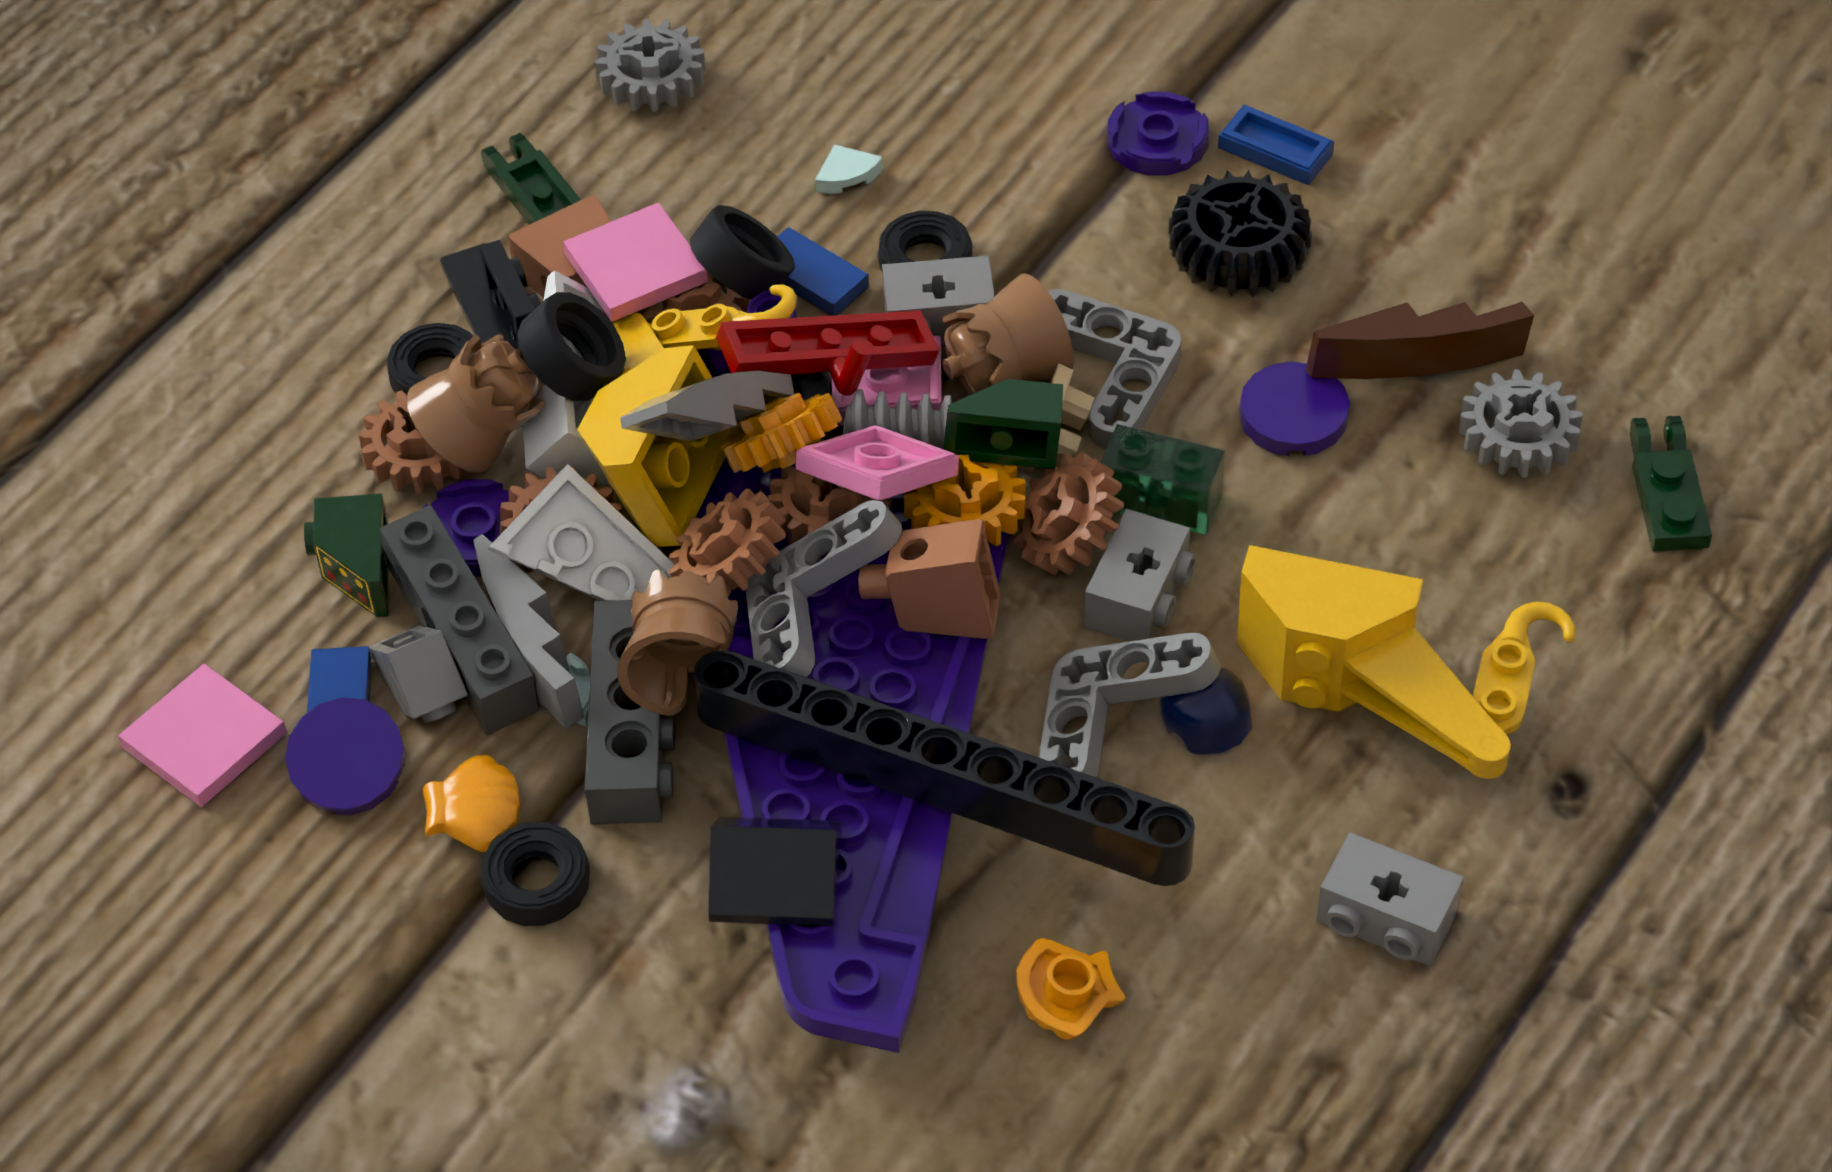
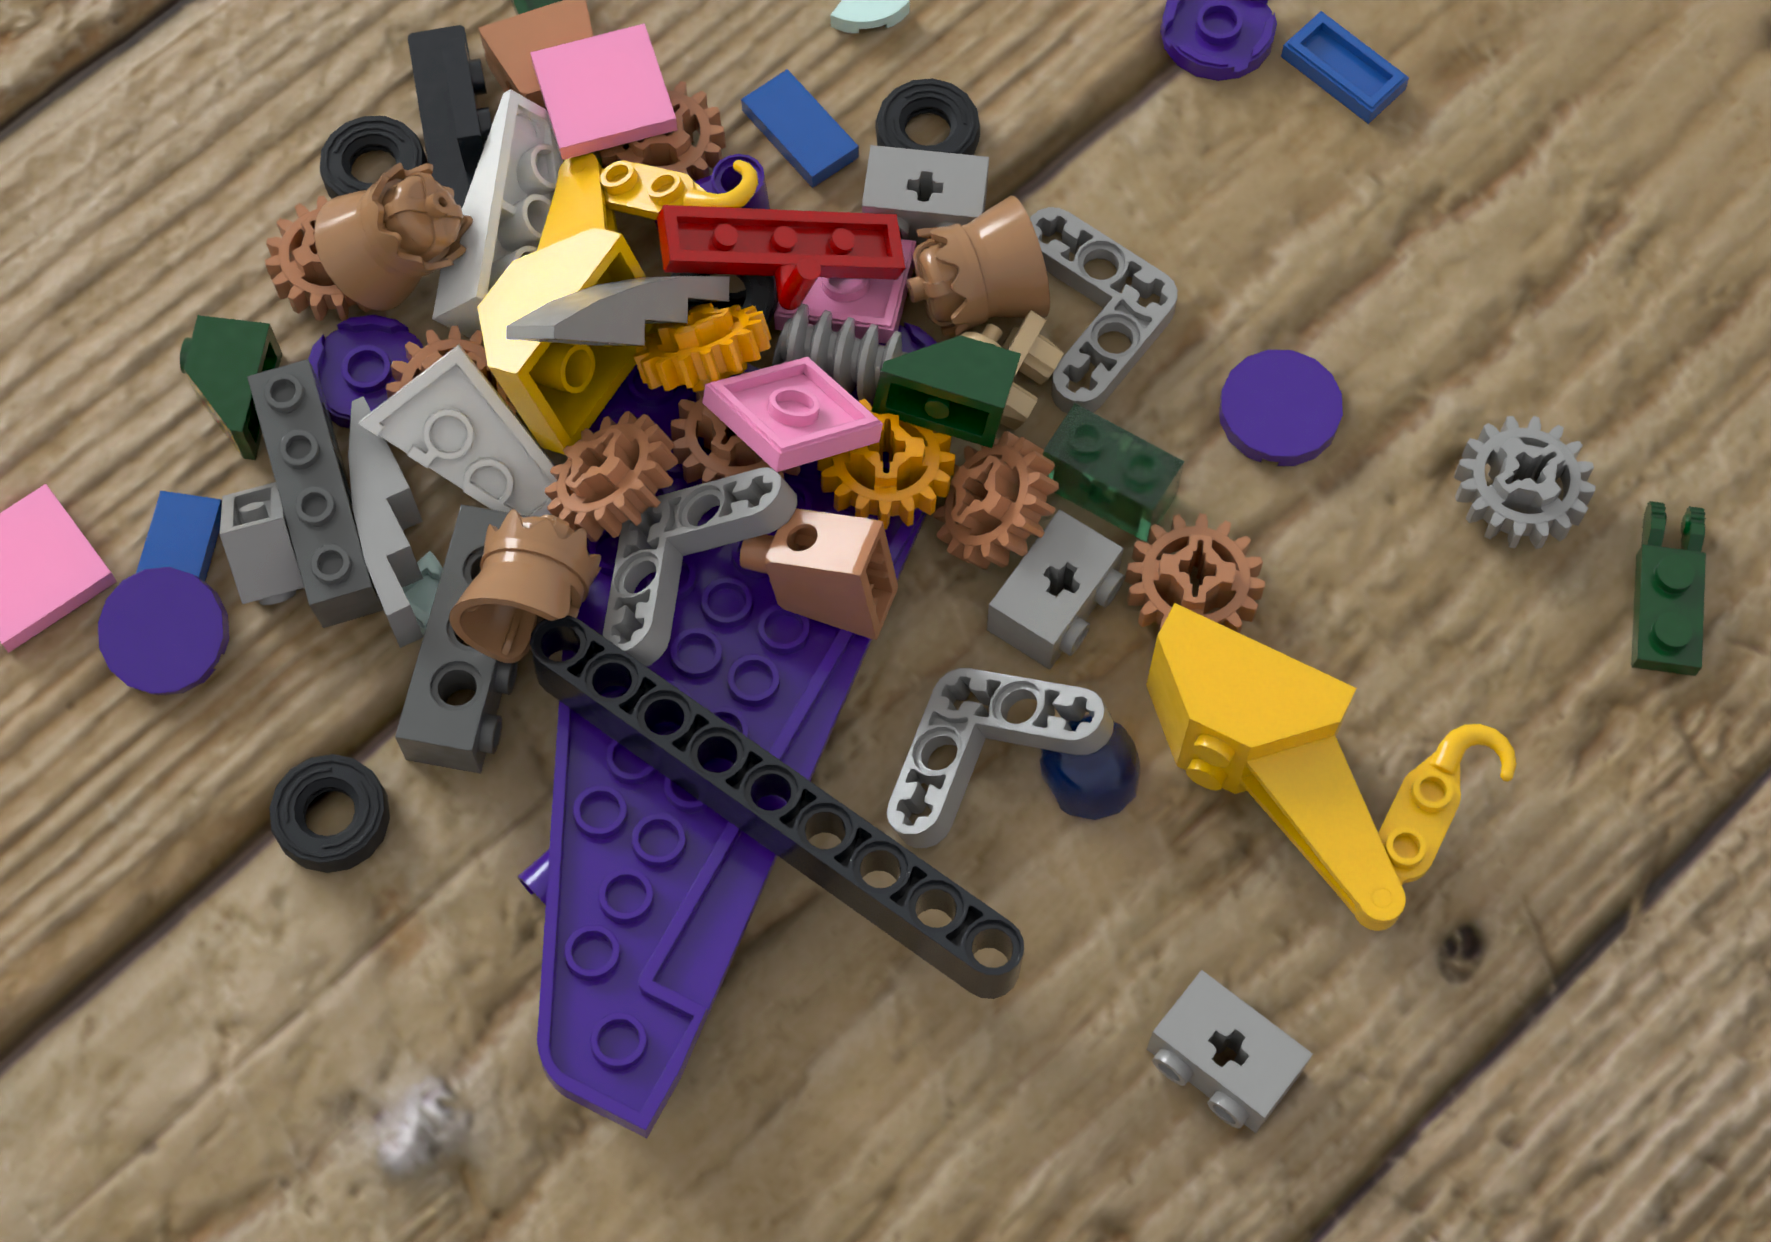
camera: 10 degrees right, 15 degrees up
(473, 803) = (286, 715): light orange animal -> none
(556, 362) = (471, 211): black tyre -> none
(741, 252) = (740, 88): black tyre -> none
(774, 871) = (563, 890): black slope -> none
(1065, 987) = (854, 1077): light orange animal -> none
(1227, 535) = (1221, 570): none -> nougat gear
(1240, 233) = (1283, 204): black gear -> none
(1410, 345) = (1419, 359): reddish brown slope -> none

